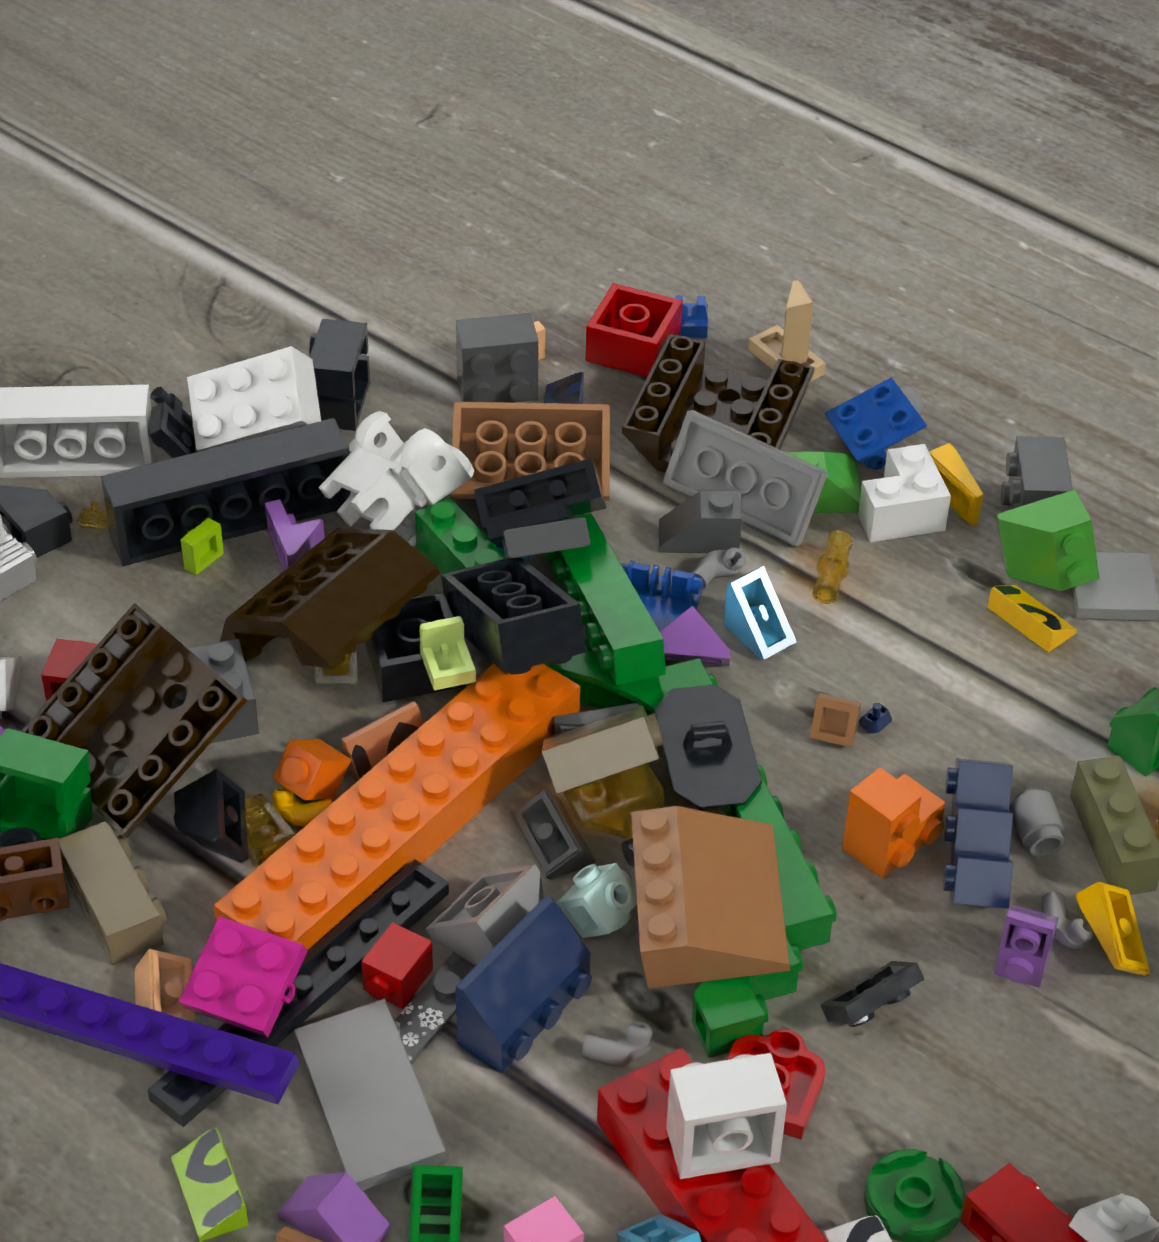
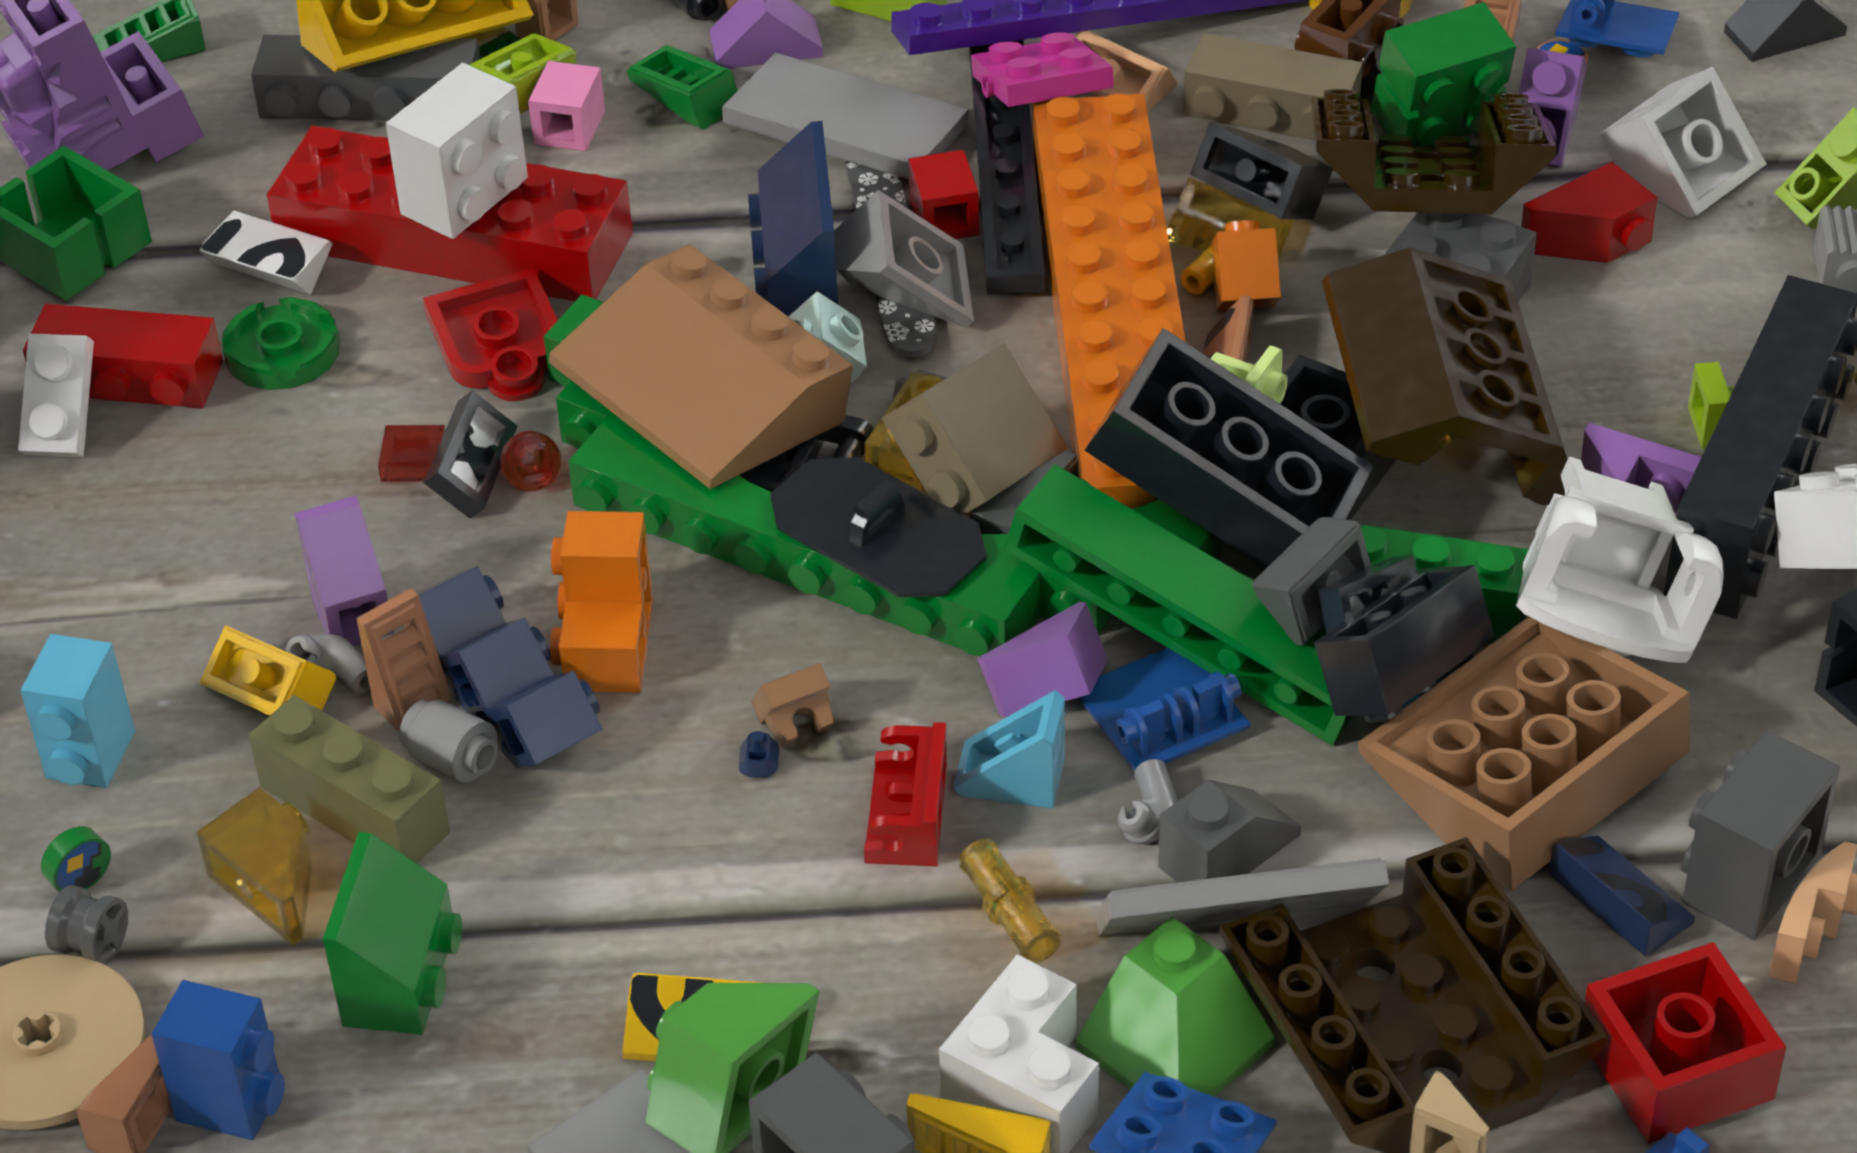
camera: 140 degrees right, 0 degrees up
(828, 638) = (908, 797): none -> red hinge
(838, 967) = (530, 461): none -> clear red plate
(898, 1039) = (408, 452): none -> clear red tile
(1038, 860) = (404, 664): none -> nougat slope

